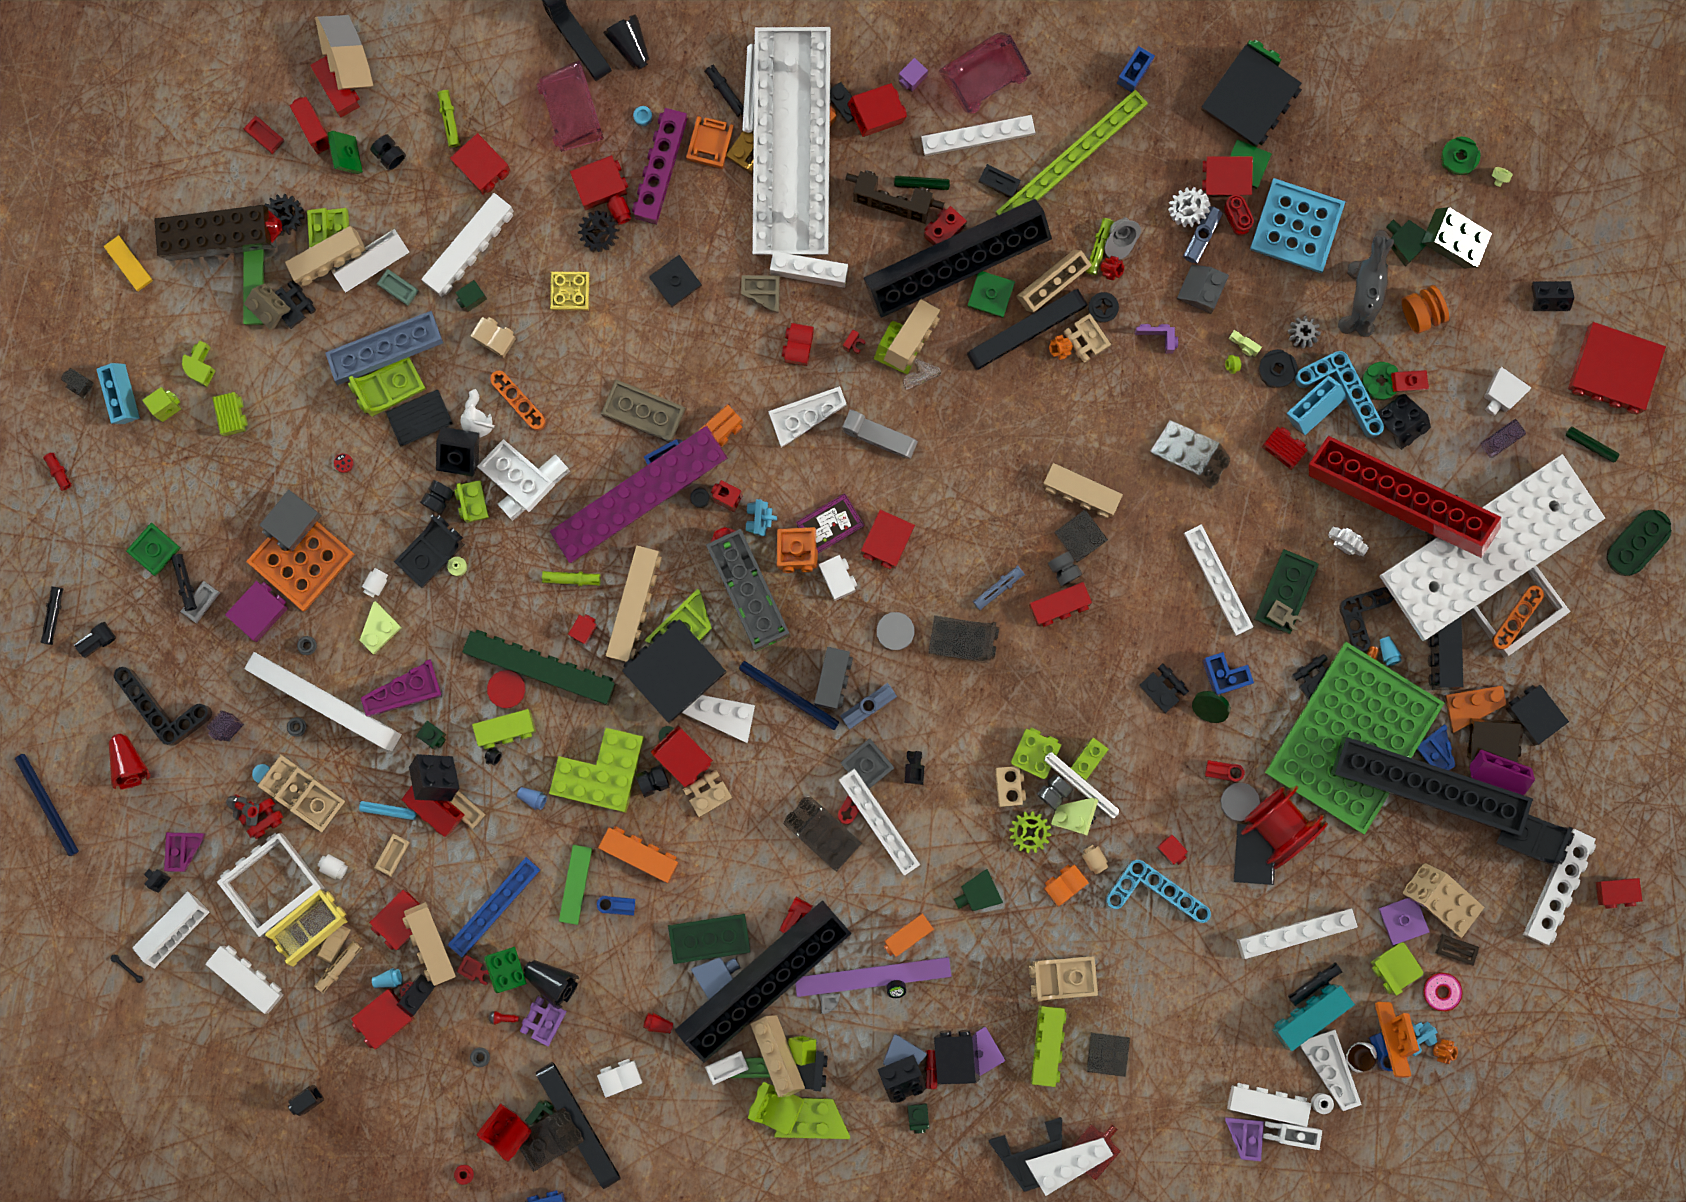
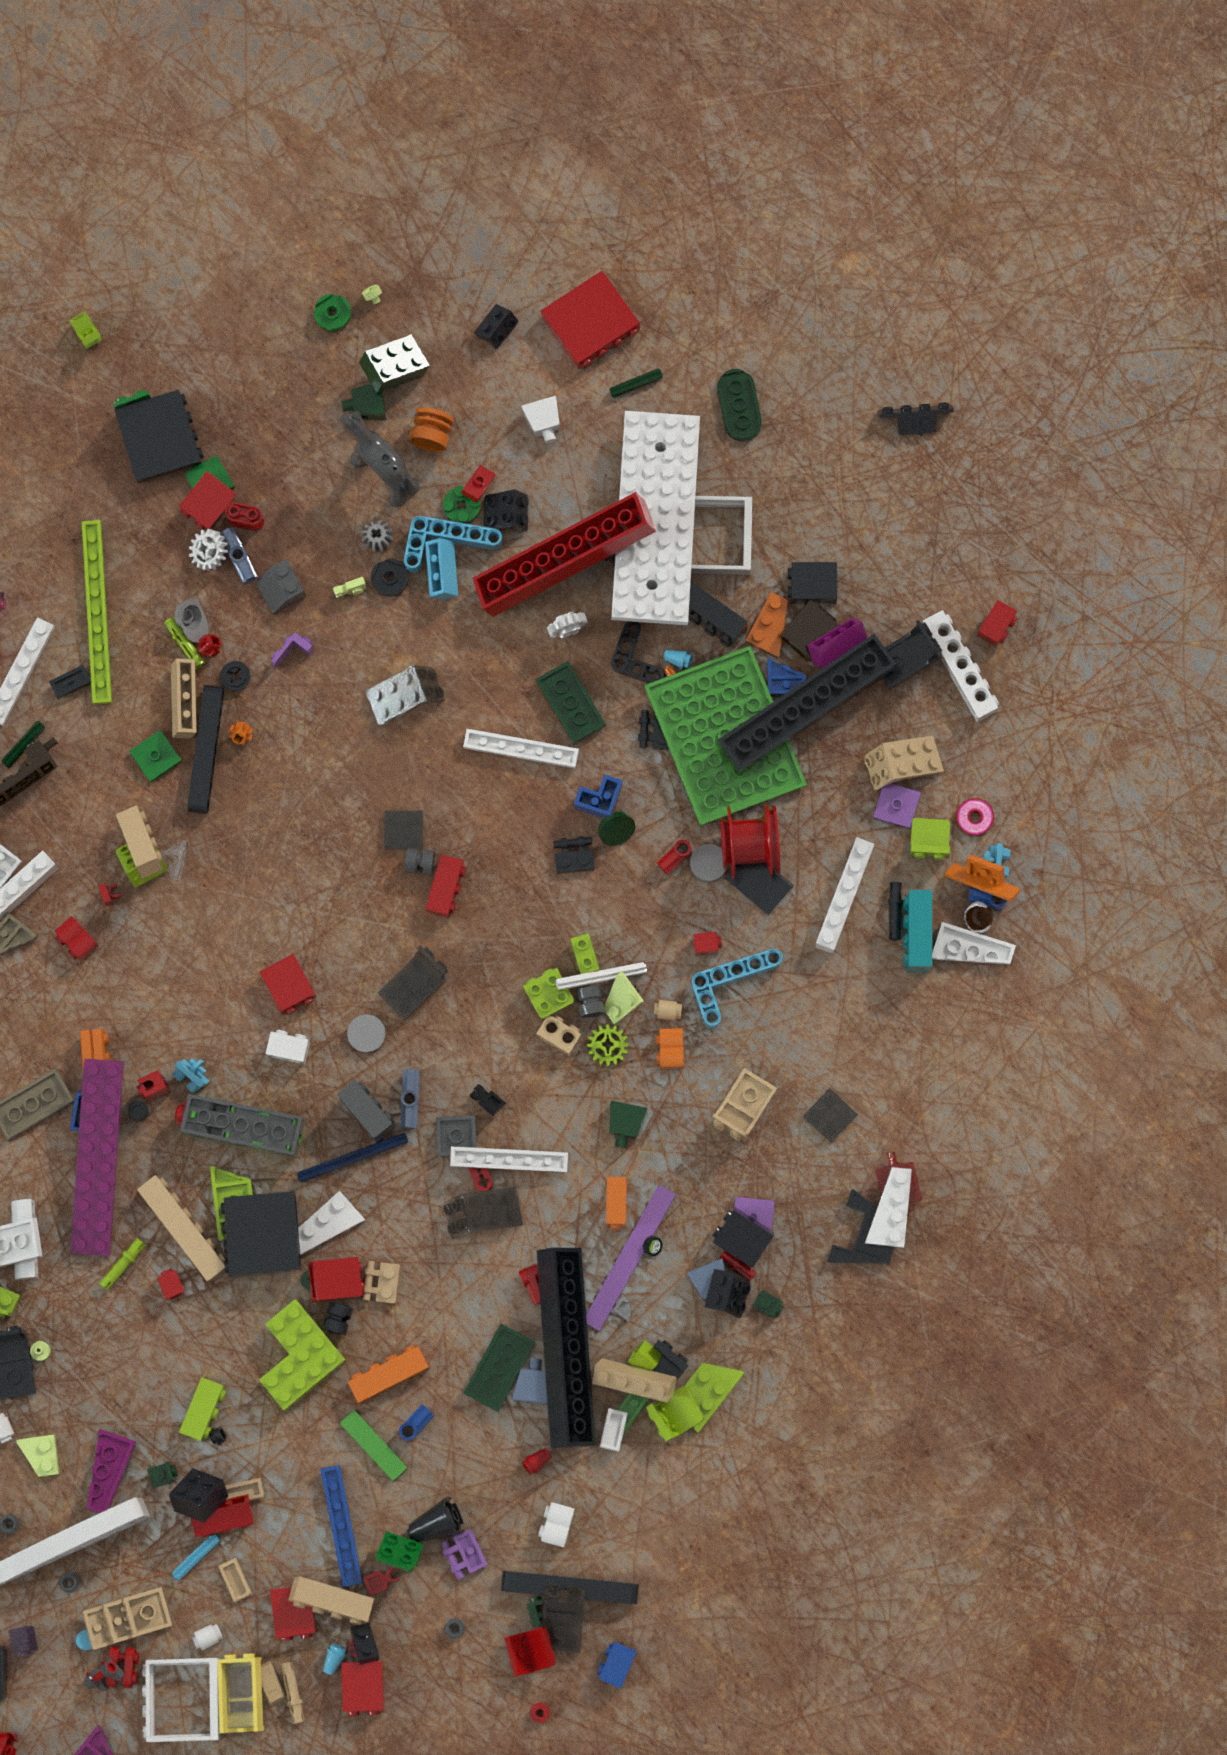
camera: 50 degrees left, 5 degrees down
(496, 1017) = (432, 1591): red piece -> none
(506, 689) = (171, 1384): red tile -> none
(532, 797) = (276, 1428): medium blue cone -> none
(538, 667) = (174, 1344): dark green brick -> none
(797, 549) = (240, 1062): orange plate -> none
(799, 417) = (135, 979): white wing -> none
(832, 522) = (240, 1022): tile -> none
(878, 435) = (199, 929): light grey beam -> none
(946, 226) = (74, 753): red brick -> none
(958, 258) = (106, 760): black brick -> none
(1017, 573) = (394, 902): sand blue pin -> none
(1047, 1045) = (787, 1156): lime wedge -> none
(1082, 490) = (368, 801): tan brick -> none
(1091, 334) = (250, 701): tan plate -> none
(1135, 69) = (65, 509): blue brick -> none
(1233, 364) = (359, 609): lime plate -> none
(1247, 1137) = (975, 1054): medium lavender wing -> none
(1268, 1105) = (963, 1018): white brick -> none
(1281, 614) = (585, 719): dark tan plate -> none
(1284, 447) = (456, 618): red brick -> none
(1295, 1135) = (1001, 1014): white hinge -> none
(1314, 201) = (280, 450): medium azure piece -> none
(1316, 1103) = (989, 980): white brick -> none
(1441, 944) = (937, 789): dark brown tile -> none
(1445, 1051) = (1022, 849): orange gear -> none
(1503, 438) = (578, 446): clear purple brick -> none
(1517, 617) = (729, 539): orange beam -> none

